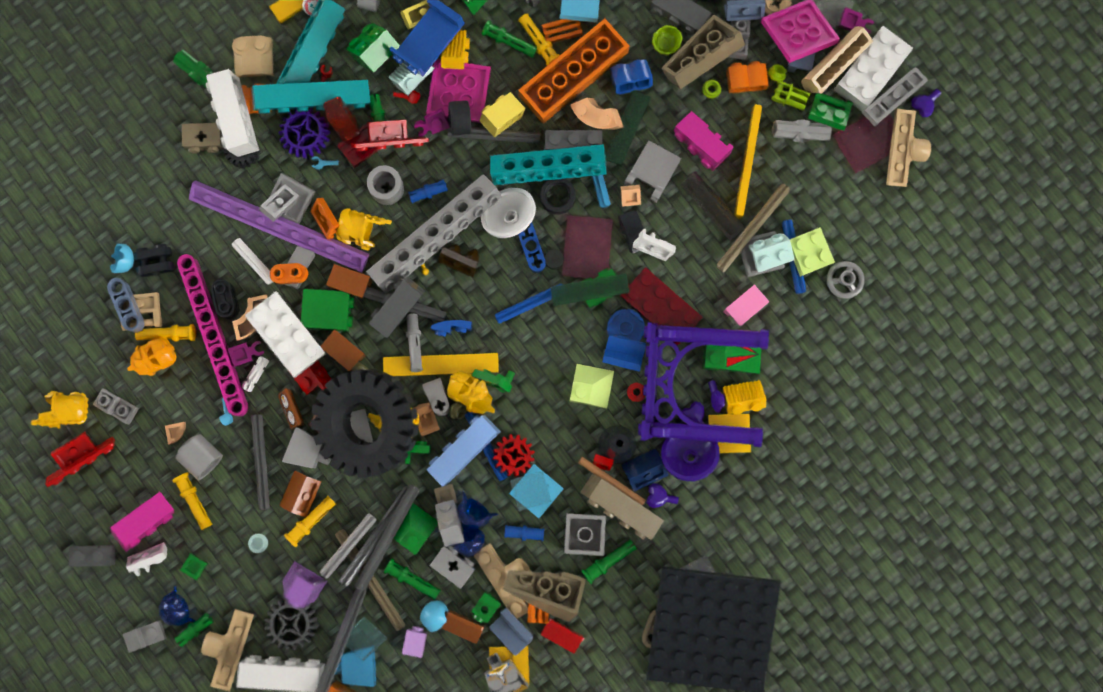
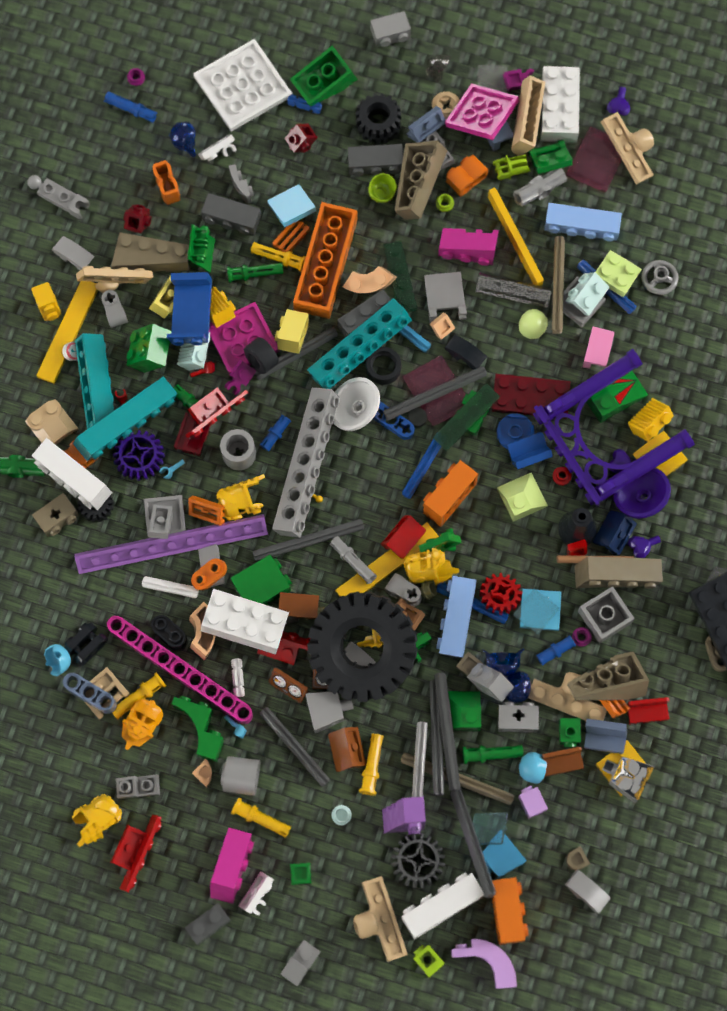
camera: 30 degrees left, 10 degrees down
(174, 609) = (311, 919): clear blue hair -> none
(194, 629) = (339, 925): green pin -> none
(203, 383) = (208, 743): none -> green arch
(242, 353) = (215, 667): magenta plate -> none
(341, 119) = (164, 420): clear red brick -> none
(348, 281) = (263, 546): dark orange panel -> none
(396, 306) = (318, 539): dark grey brick -> none
(445, 327) = (369, 530): blue slope -> none
(465, 264) = (347, 470): dark brown tile -> none
(469, 352) = (404, 536): none -> red panel
(531, 343) = (449, 493): none -> orange brick
(549, 531) = (584, 631): none -> magenta plate
(582, 249) = (434, 393): none -> dark grey axle
(600, 566) = (638, 633): green pin -> none
(631, 76) = (374, 234): blue brick -> none
(653, 246) = (491, 351): white plate -> none
(708, 246) = (533, 324): none -> yellowish green hair
(717, 397) = (630, 435): dark purple rock -> none
(777, 73) = (487, 156): lime plate -> none
(815, 187) = (582, 222): none -> light blue brick
(895, 96) = (593, 112): light grey hinge -> none

